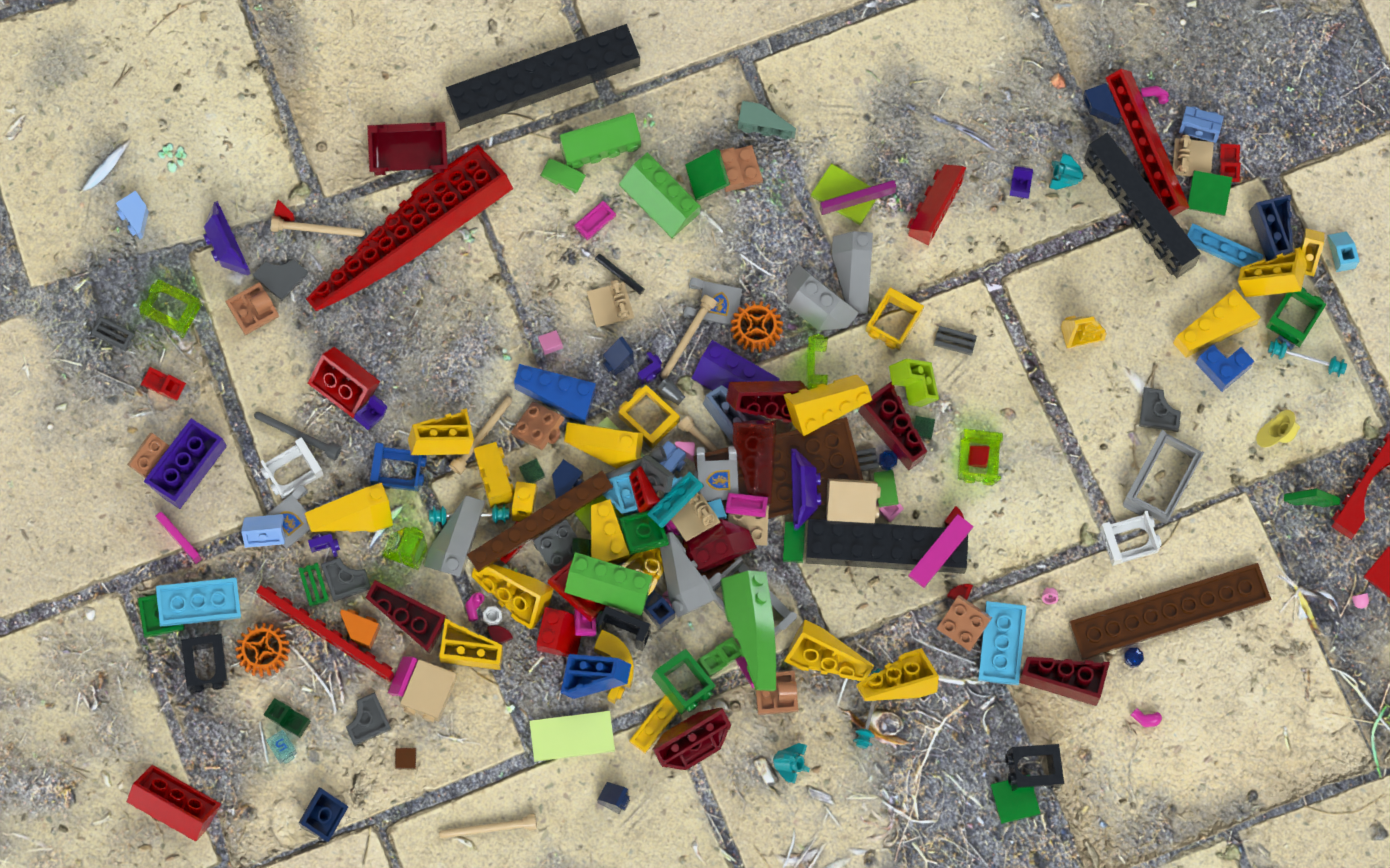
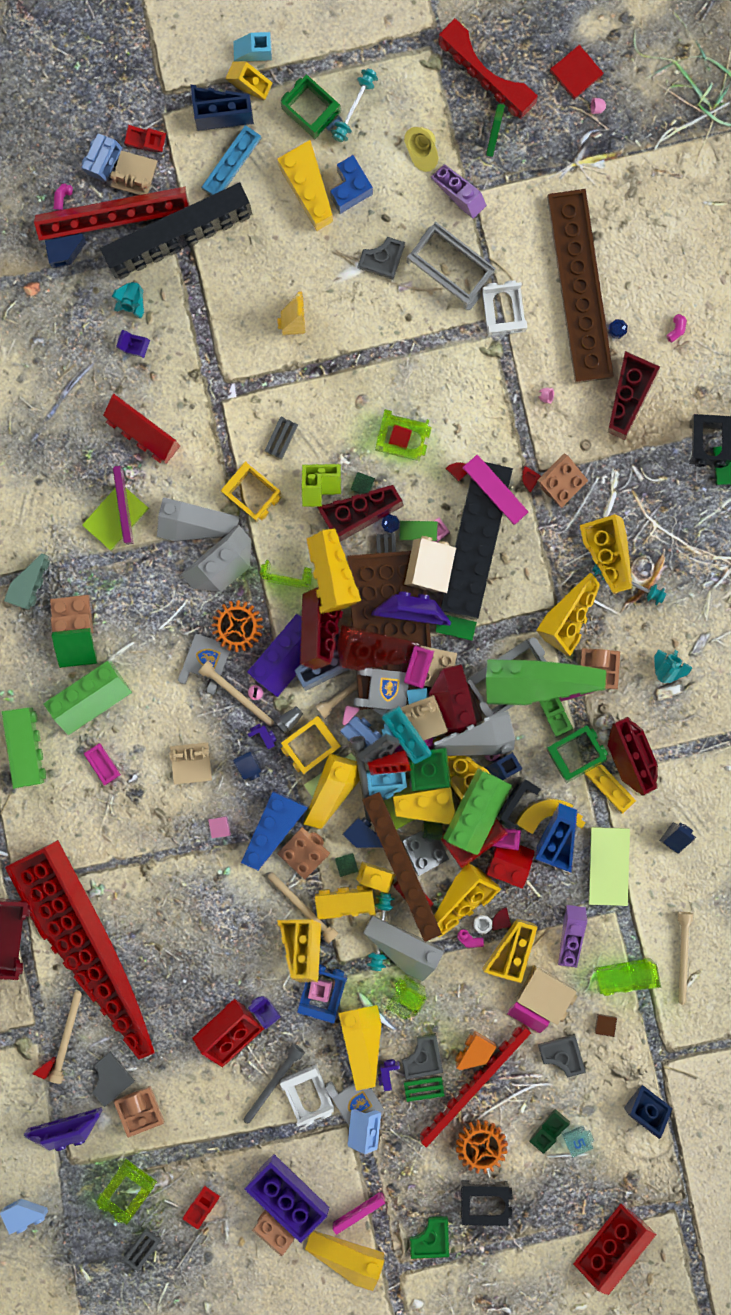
camera: 75 degrees left, 15 degrees up
(127, 539) = (352, 1261): none -> yellow wedge
(198, 602) = (426, 1203): medium azure plate -> none
(400, 465) = (320, 990): none -> bright pink slope
(413, 617) = (470, 1005): dark red wedge -> none
(459, 768) = (627, 977): none -> clear neon green wedge
(494, 708) = (572, 935): none -> medium lavender slope
(562, 174) = (51, 788): bright green slope -> none
(620, 274) = (159, 750): black bar -> none
(692, 359) = (259, 692): none -> bright pink hinge
(1002, 643) = (586, 448): medium azure plate -> none
(1209, 193) = (173, 164): green tile -> none
(1242, 474) = (460, 191): none -> medium lavender slope
(1275, 276) = (271, 116): yellow wedge -> none

